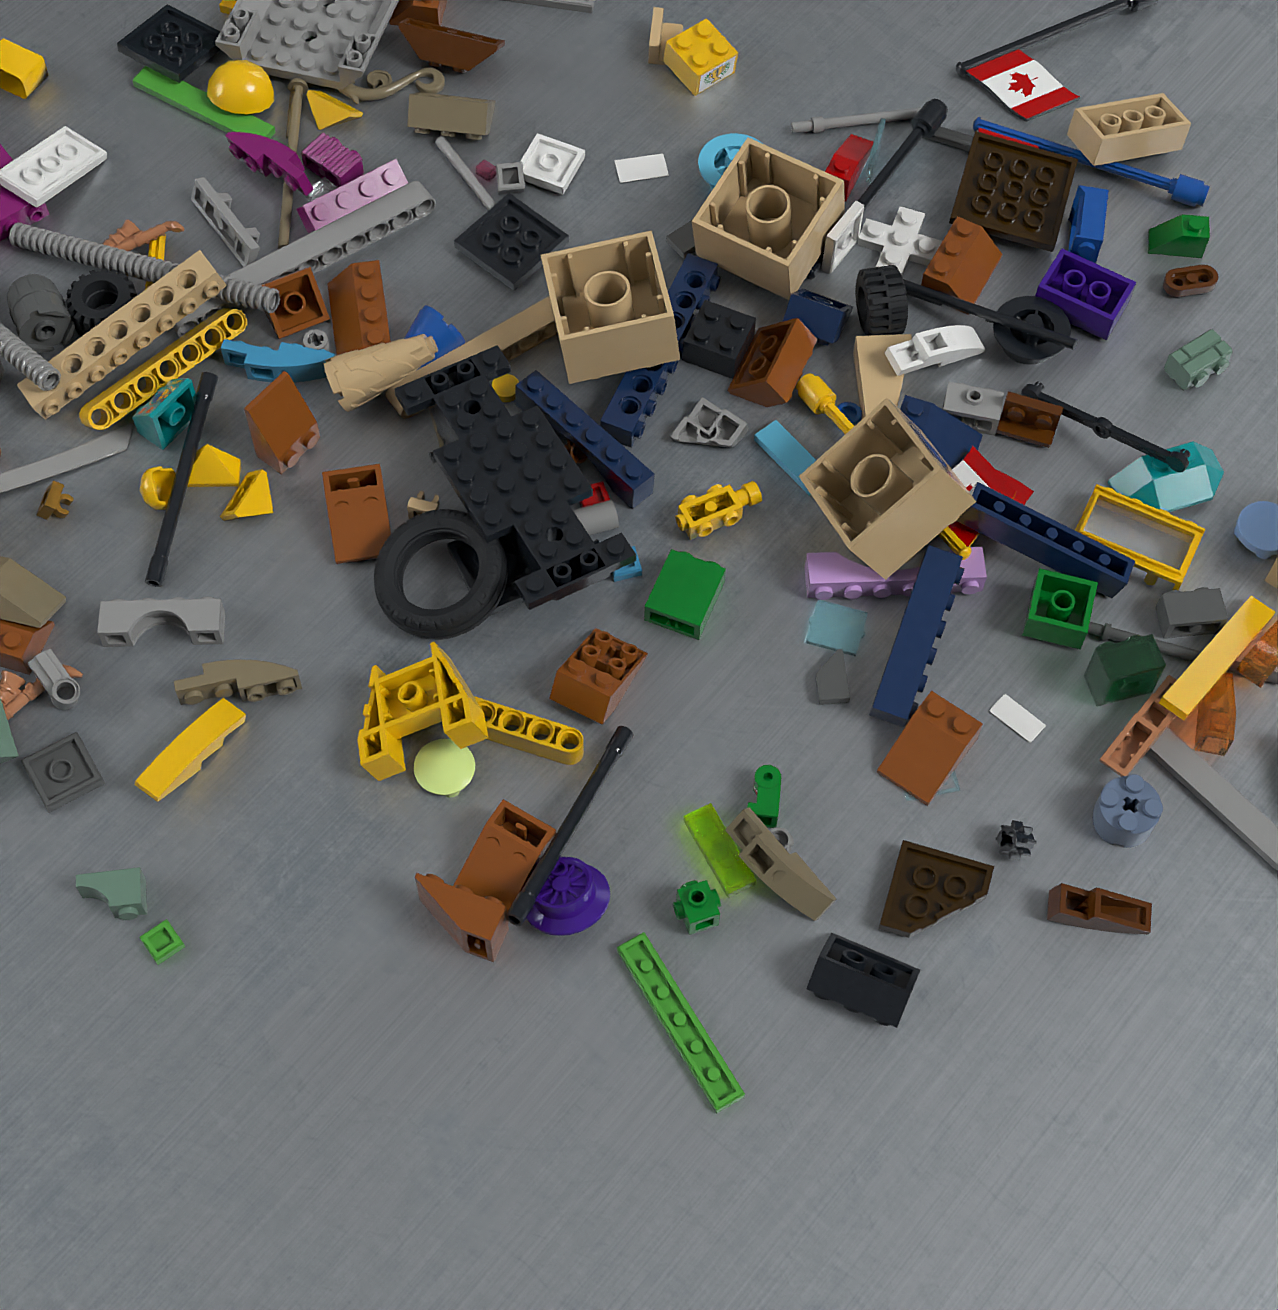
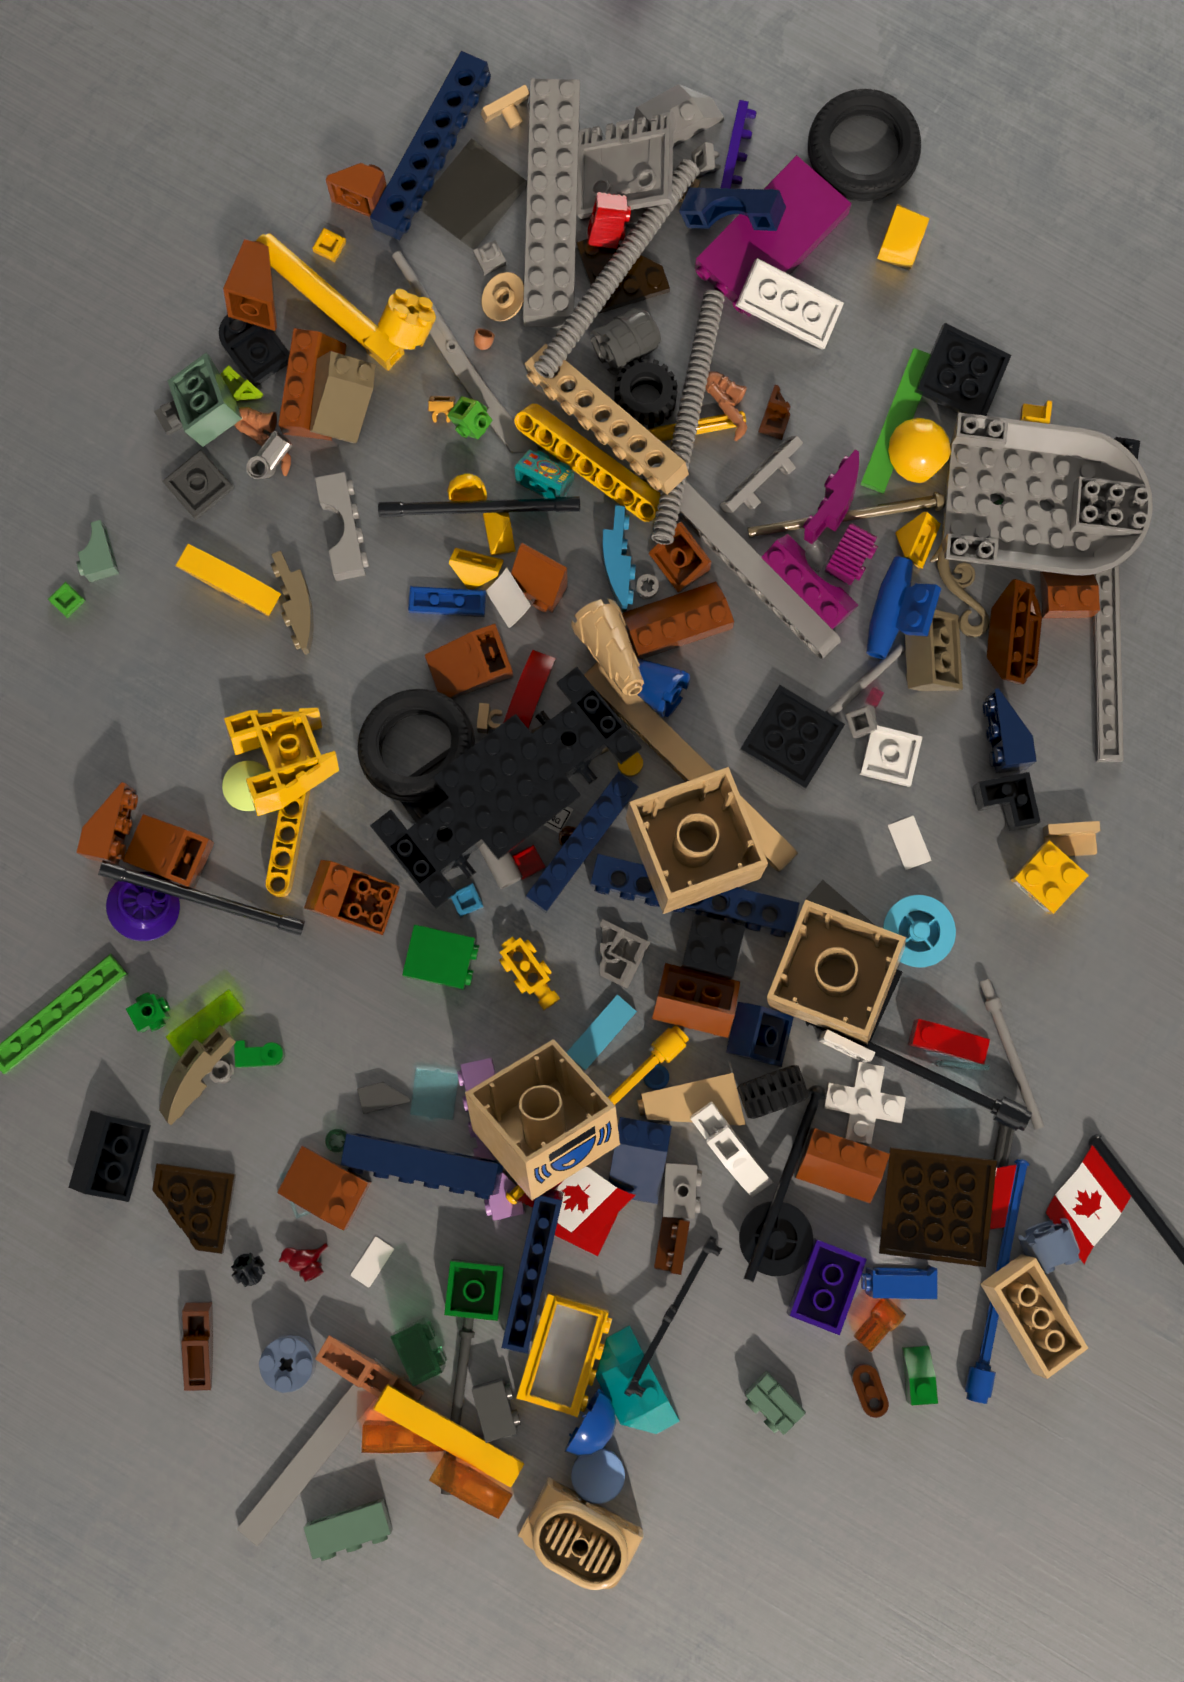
camera: 80 degrees right, 20 degrees up
(76, 470) = (470, 418): none -> bright green brick
(163, 205) = (776, 415): none -> reddish brown slope
(279, 533) = (447, 601): none -> blue tile
(293, 464) = (508, 598): none -> white sticker
(400, 127) = (900, 608): none -> blue plate
(412, 469) = (530, 687): none -> red slope
(550, 61) = (1010, 738): none -> dark blue slope
(616, 69) = (1012, 793): none -> black brick
(872, 739) = (338, 1132): none -> clear green bush
(1012, 780) = (304, 1261): none -> dark red animal
(1057, 108) = (1051, 1244): none -> sand blue brick
(1121, 257) = (883, 1318): none -> clear orange piece
(1218, 514) = (596, 1427): none -> blue cylinder

